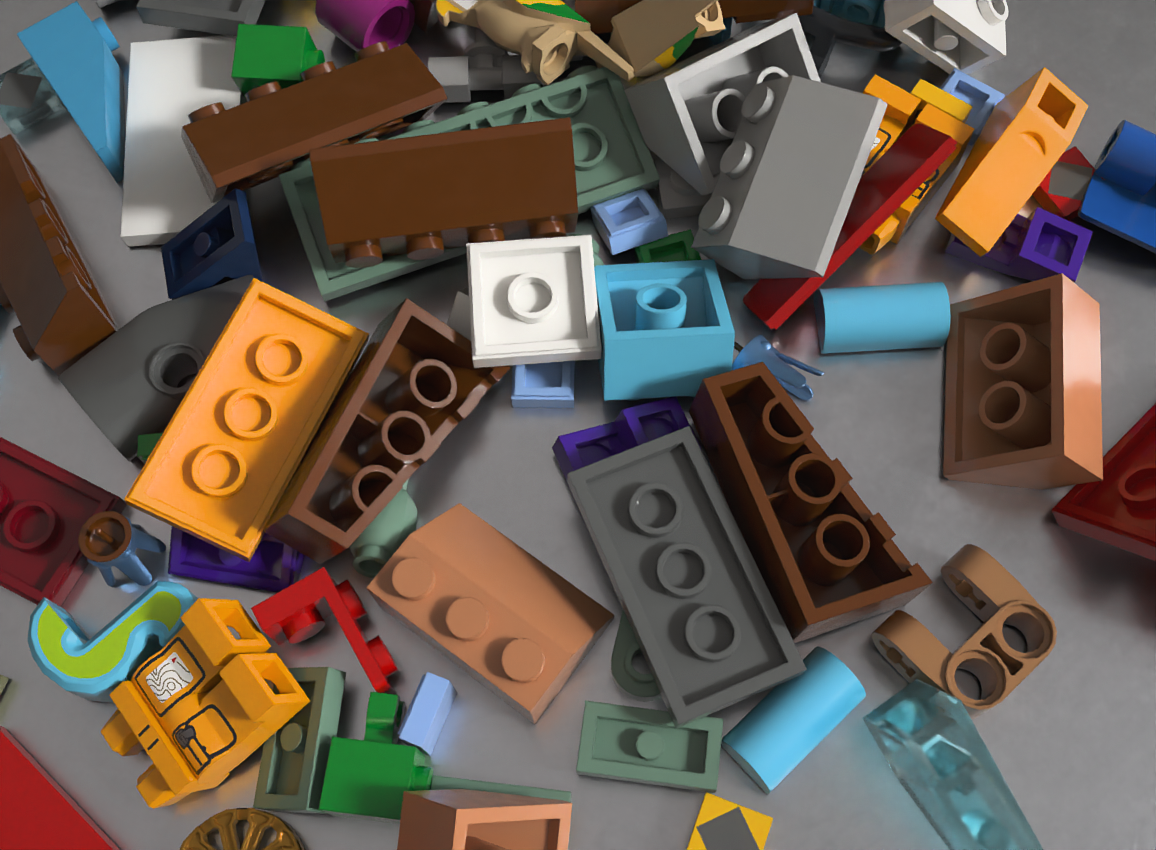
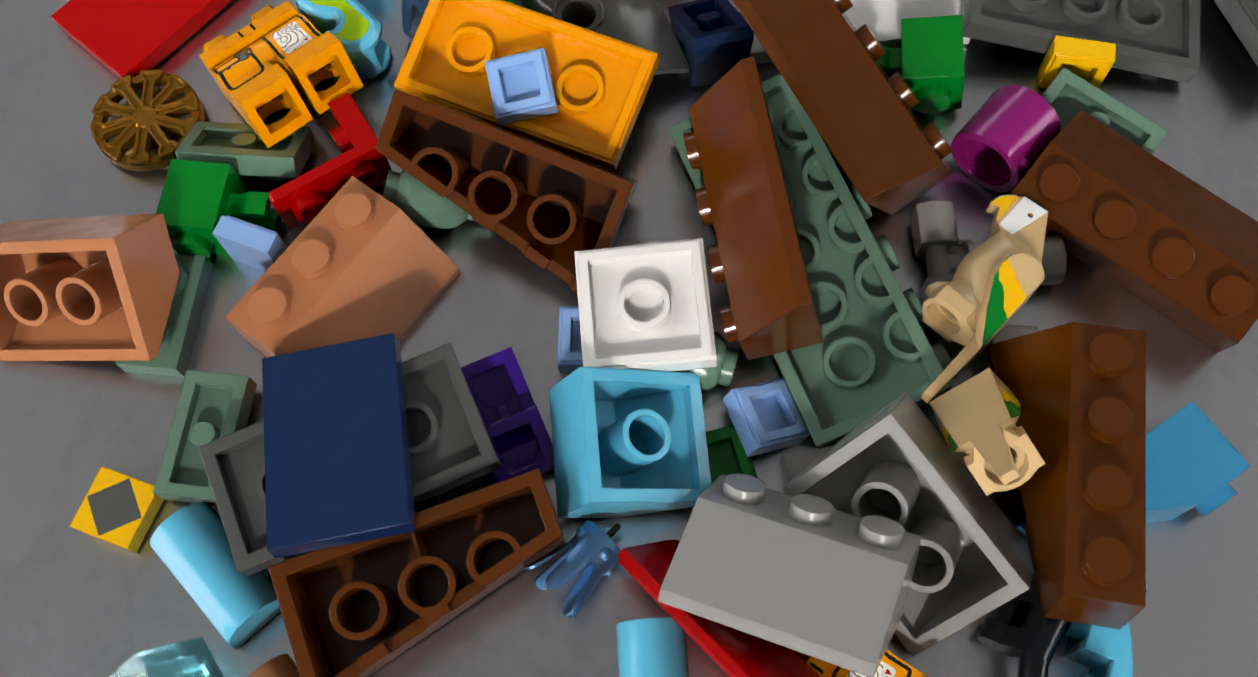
camera: 90 degrees right, 0 degrees up
(276, 410) = (521, 86): none -> light blue tile
(681, 566) = (336, 446): none -> dark blue tile

